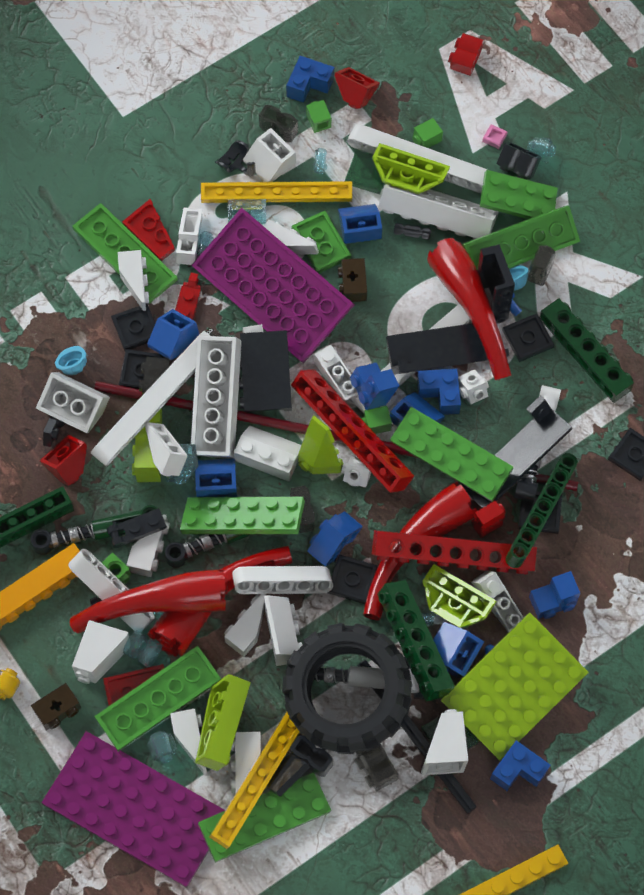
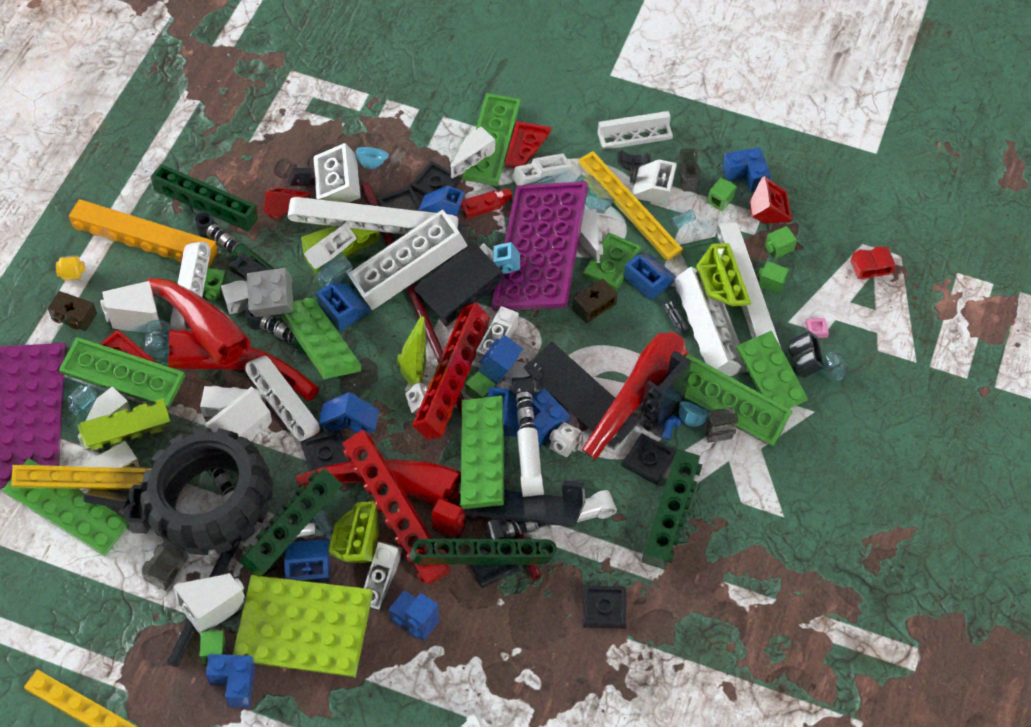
camera: 55 degrees right, 10 degrees down
(176, 526) = (270, 292): none -> light grey brick
(197, 132) = (634, 126): none -> white fence
(267, 453) = (392, 325): white slope -> none
(272, 318) = (506, 257): none -> medium azure brick
(398, 105) = (780, 242): none -> bright green brick
(479, 768) = (212, 642): none -> bright green brick
(501, 433) = (527, 438): none -> white piece

